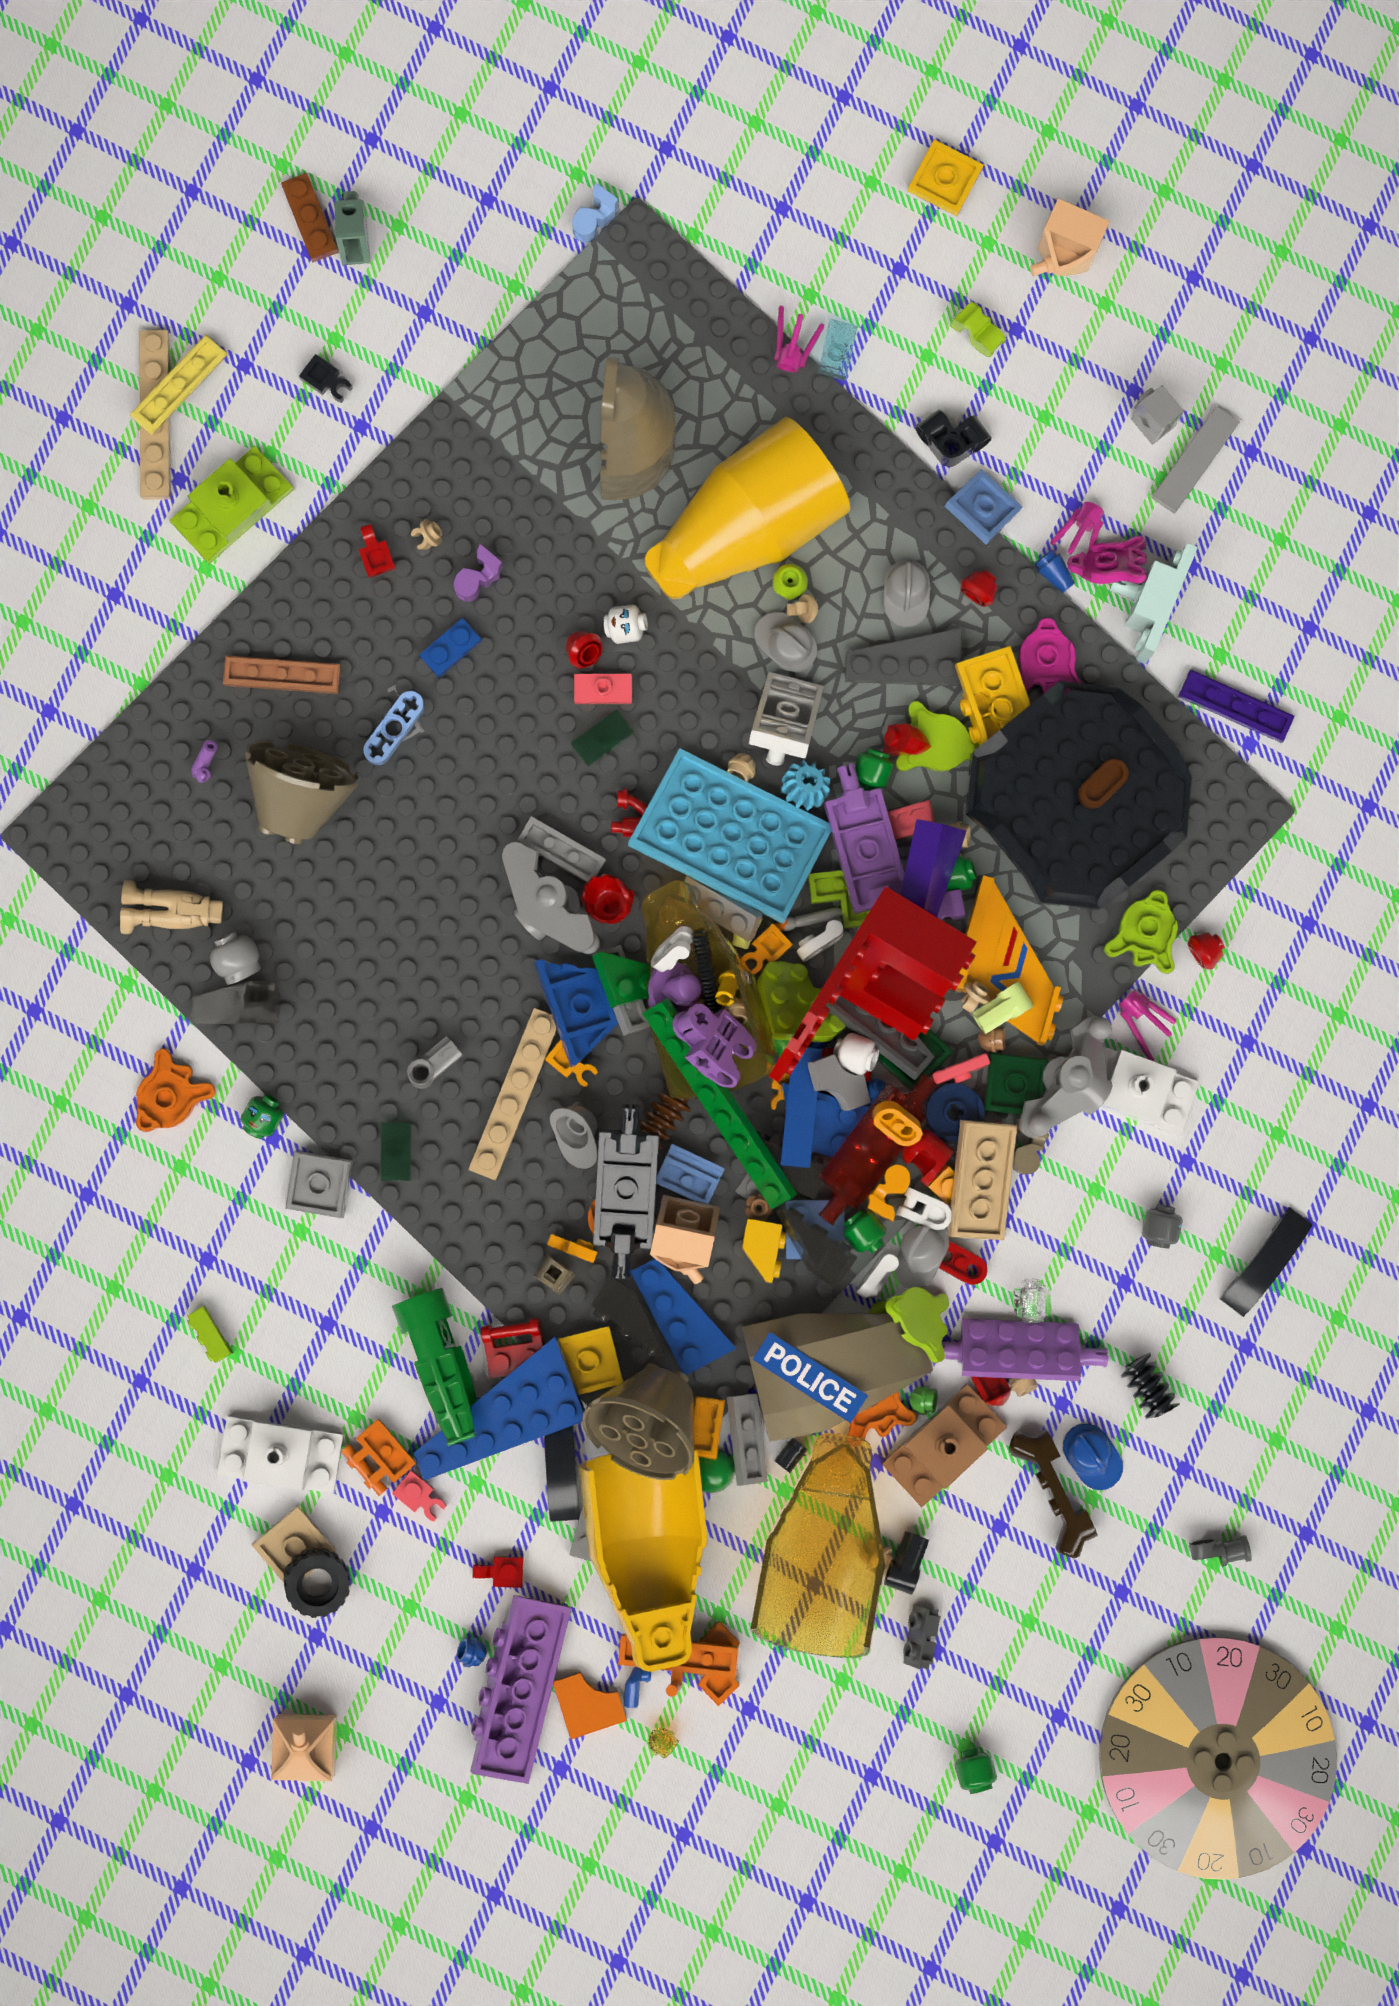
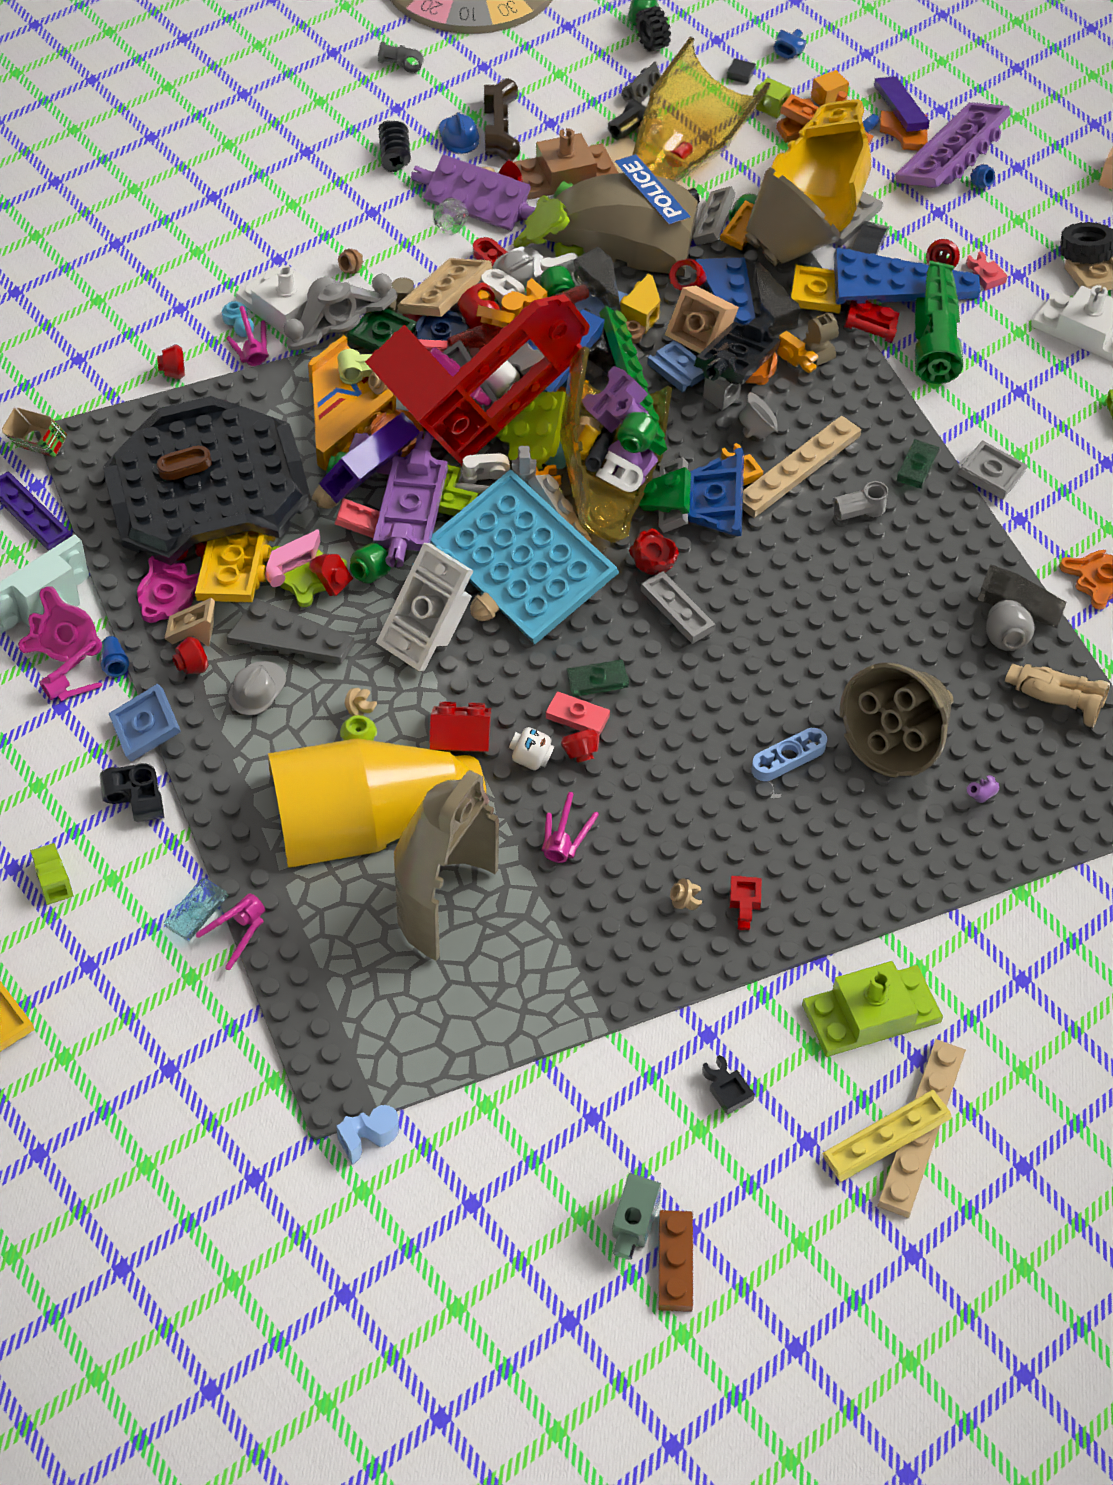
camera: 150 degrees left, 30 degrees down
(262, 1116) = (1025, 526): green head -> none
(282, 674) = (879, 837): nougat tile -> none
(385, 1451) = (1004, 301): orange plate -> none
(450, 648) = (706, 798): blue plate -> none
(468, 581) = (662, 840): medium lavender leg -> none
(471, 1488) = (947, 247): none -> red cone
(505, 1571) = (939, 211): red plate -> none
(545, 903) = (713, 560): light grey piece -> none
(557, 537) = (558, 846): none -> dark pink plant
(606, 1740) = (901, 103): none -> dark purple tile
(628, 824) = (603, 602): red plant -> none
(662, 1742) = (860, 90): clear yellow plate -> none
(664, 1115) = (688, 399): reddish brown piece -> none
(672, 993) = (637, 432): none -> green head
(699, 620) = (460, 727): none -> red slope
(699, 1726) = (826, 87): none -> light orange brick
(726, 1304) = (700, 278): none -> red piece
(762, 1680) = (774, 98): none -> lime brick
(773, 931) = (524, 465): none -> light grey hinge
(779, 1799) = (789, 44): none -> blue piece
(785, 641) = (390, 690): light grey piece -> none
(818, 1723) = (741, 70): none -> black tile
(825, 1522) = (683, 152): none -> red pin
(888, 1010) = (452, 367): none -> dark pink tile
(946, 1732) = (653, 28): none -> black tyre
(949, 739) = (291, 556): none -> bright pink piece
(999, 622) = (193, 621): none -> tan slope
(1103, 1184) = (350, 261): none -> medium nougat plate
(1148, 932) = (216, 381): lime tile -> none
(1162, 1226) = (324, 223): dark grey head -> none
(1177, 1047) = (232, 316): none -> medium azure plate
(1267, 1262) = (229, 192): black slope -> none
(1297, 777) = (17, 429): none -> piece

